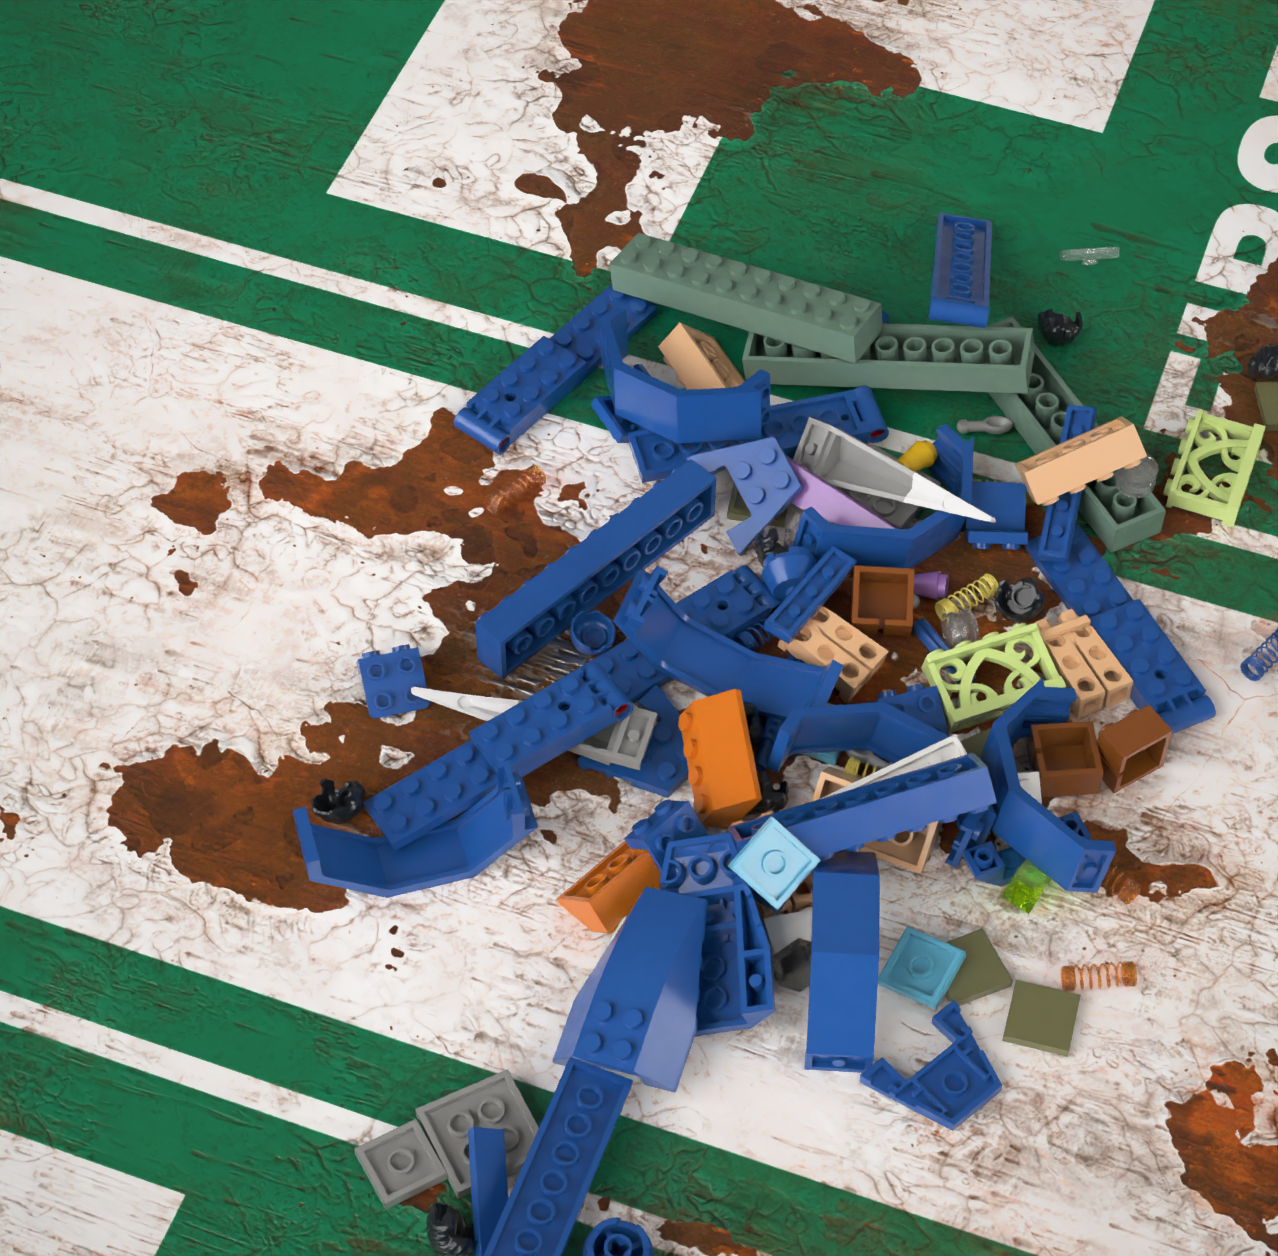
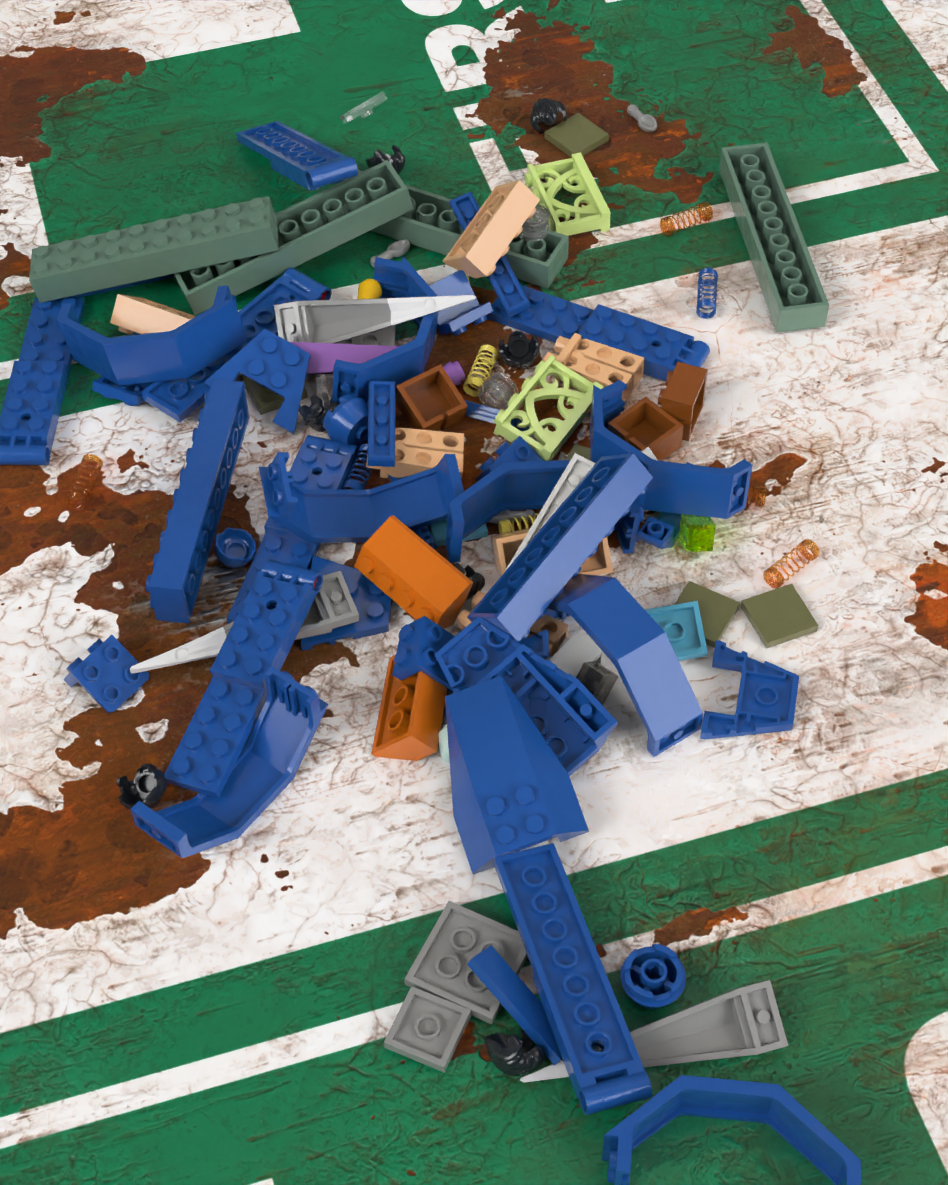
camera: 35 degrees left, 0 degrees up
(774, 863) = (533, 616): medium azure tile -> none

